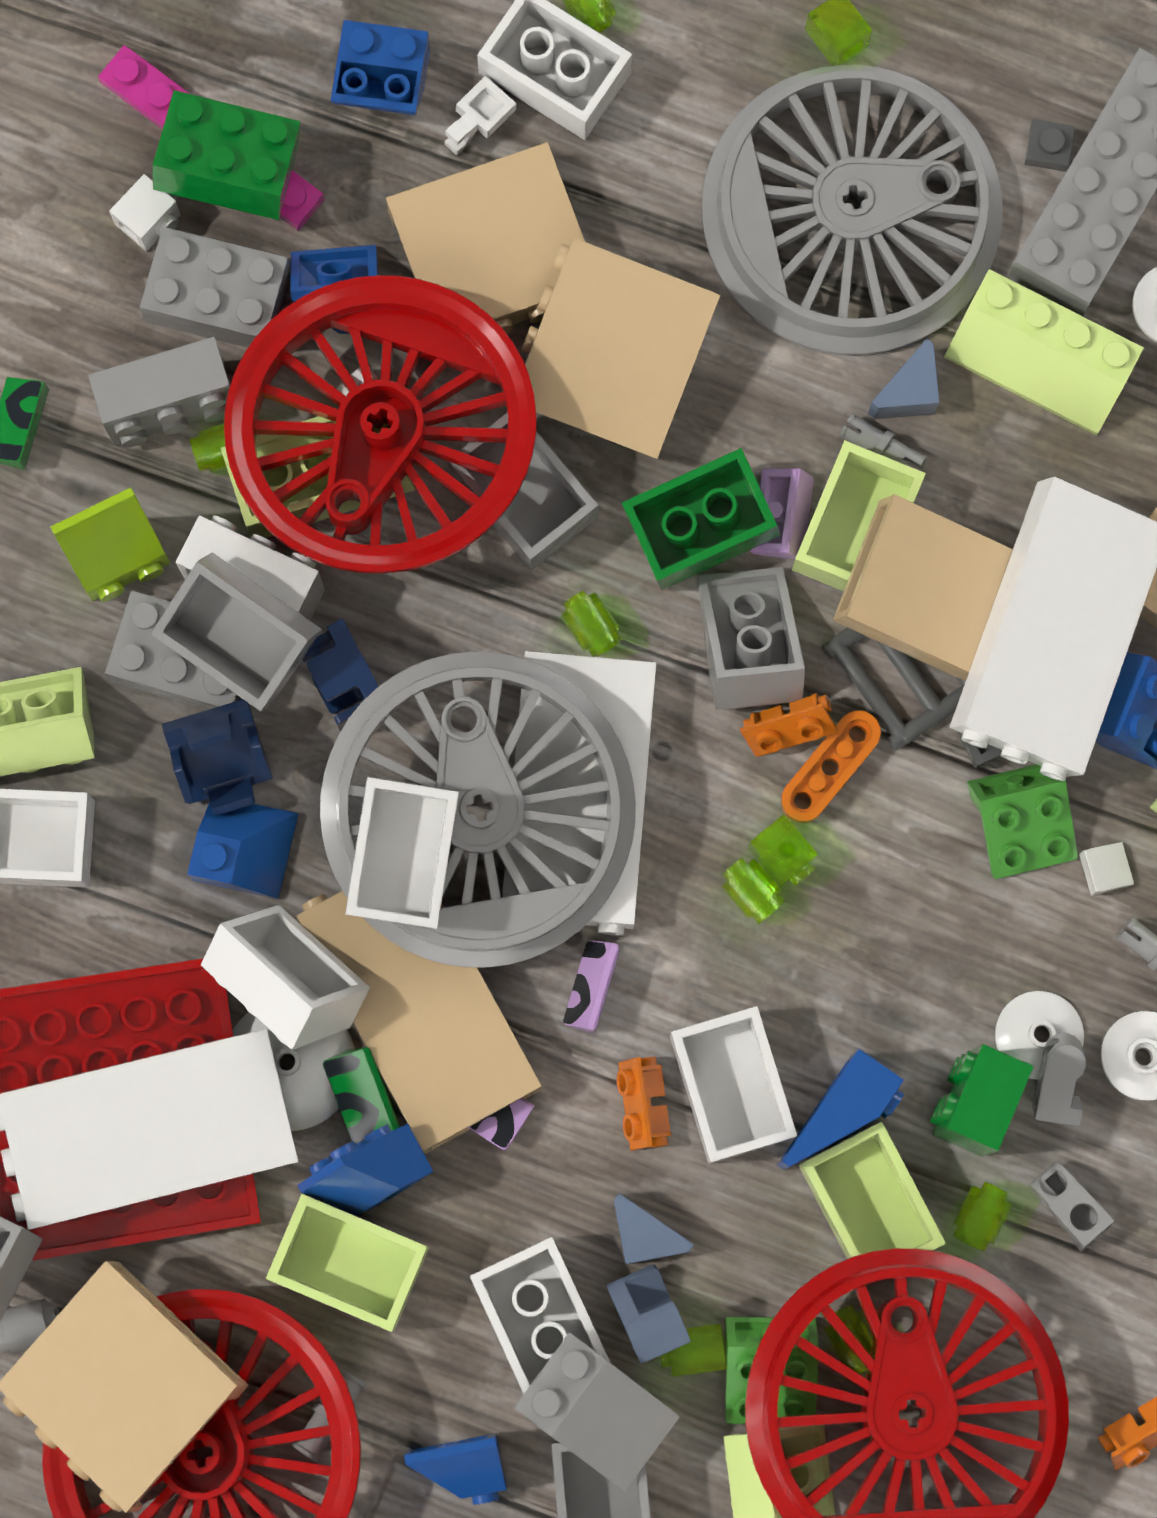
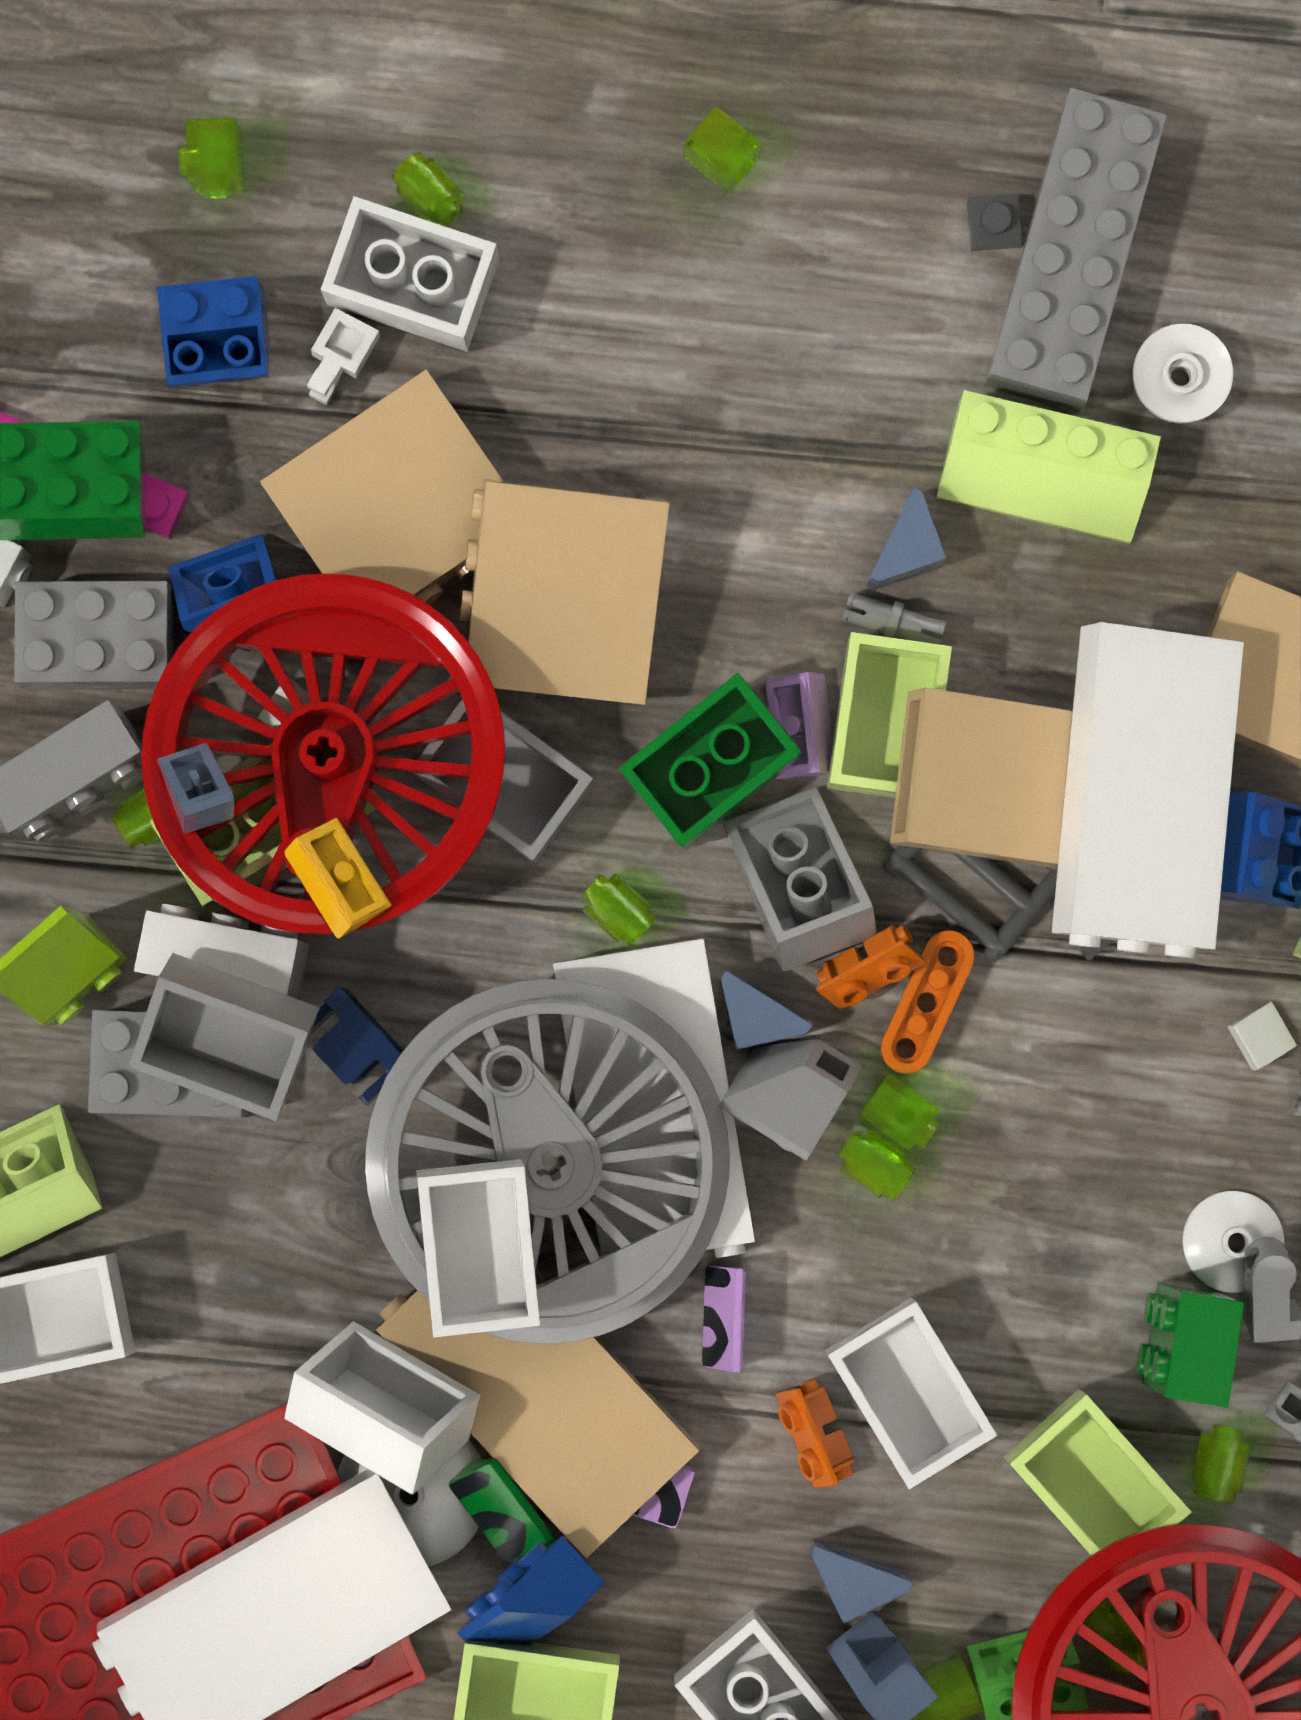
camera: 10 degrees left, 5 degrees up
(218, 756) = (239, 1173): dark blue panel -> none
(244, 849) = (295, 1262): blue slope -> none
(269, 425) = (197, 788): none -> sand blue slope
(364, 524) = (336, 877): none -> yellow slope
(685, 742) = (756, 1017): none -> sand blue slope
(697, 808) = (791, 1092): none -> light grey slope
(854, 1099) = (1043, 1386): blue slope -> none
(890, 199) = (833, 335): light grey piece -> none
(1024, 820) = (1156, 1007): bright green bracket -> none

